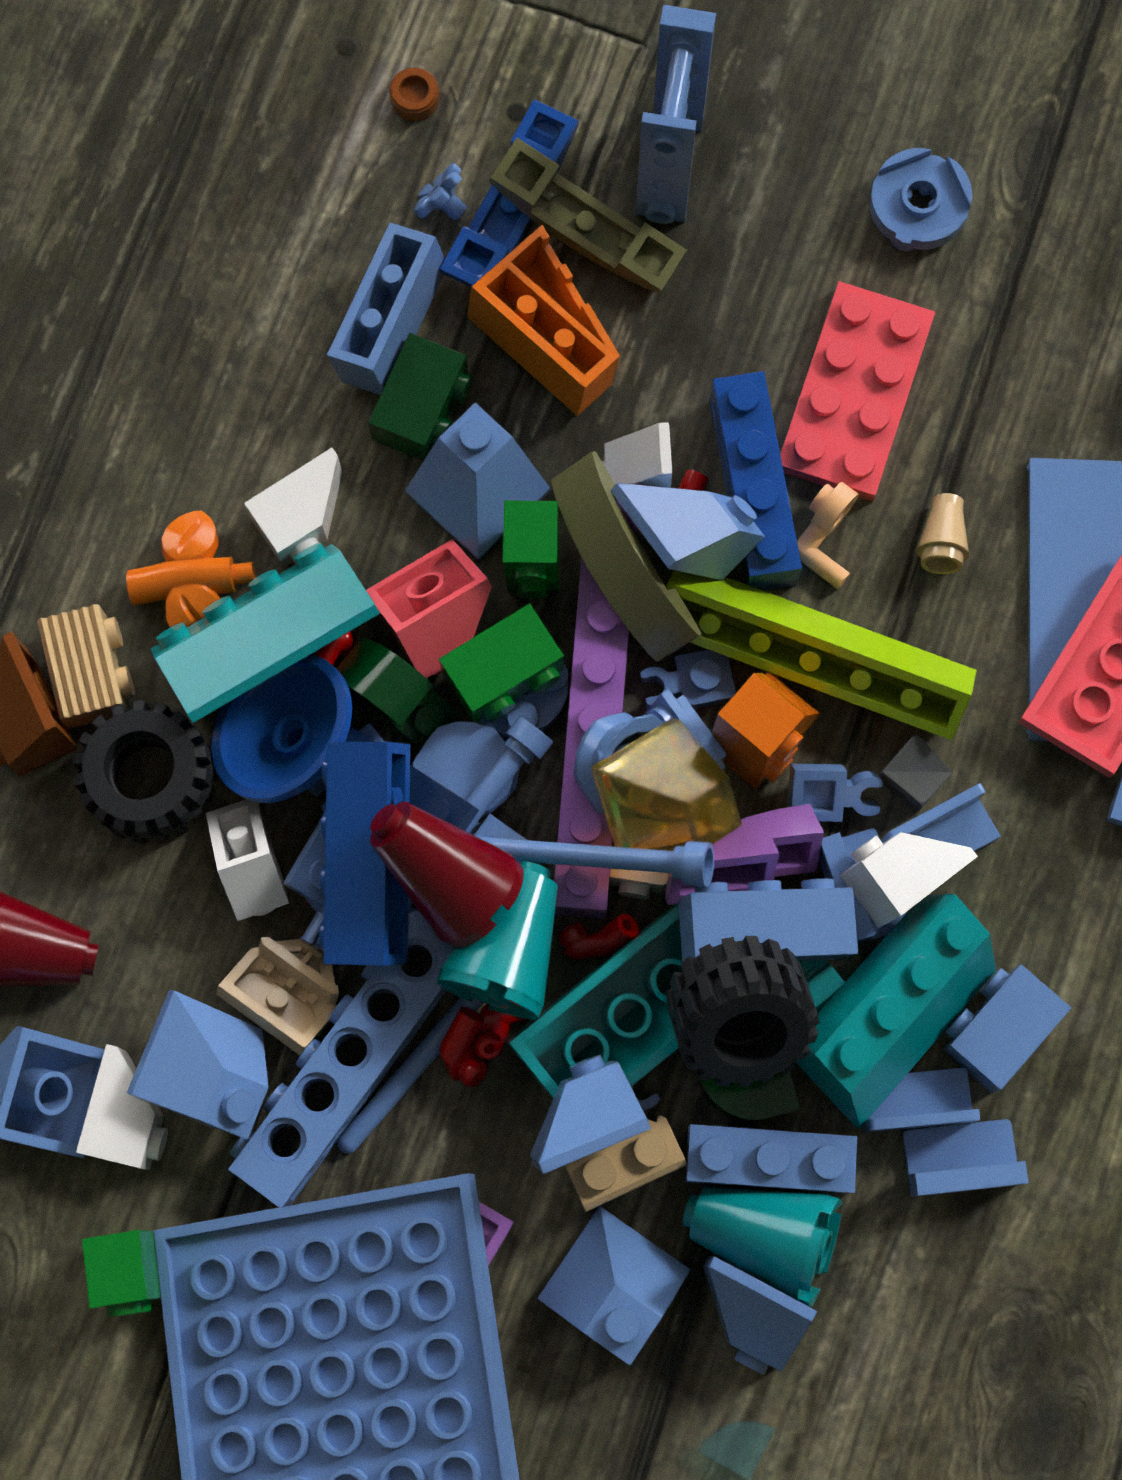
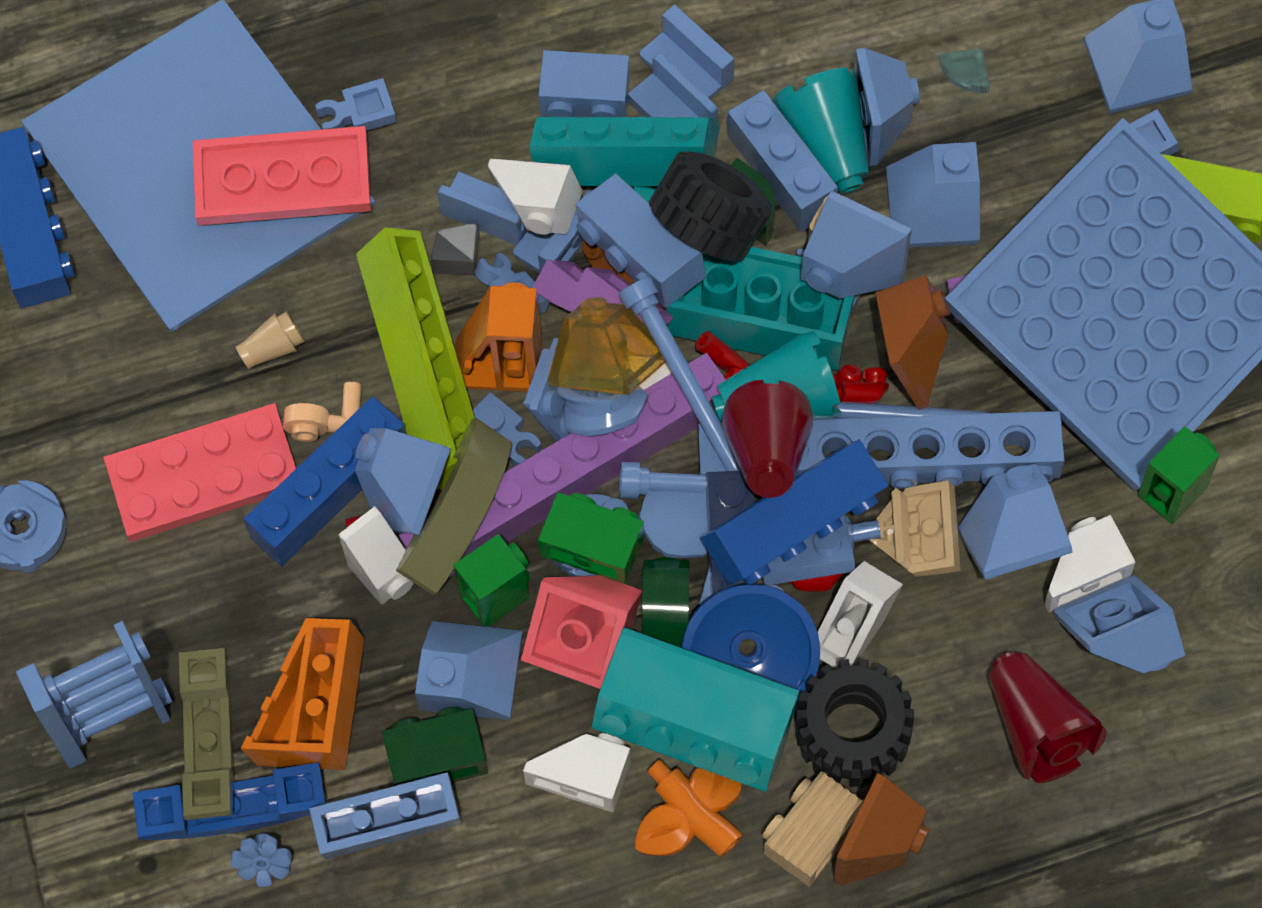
camera: 125 degrees left, 10 degrees down
(463, 1117) = (914, 334): none -> dark orange slope

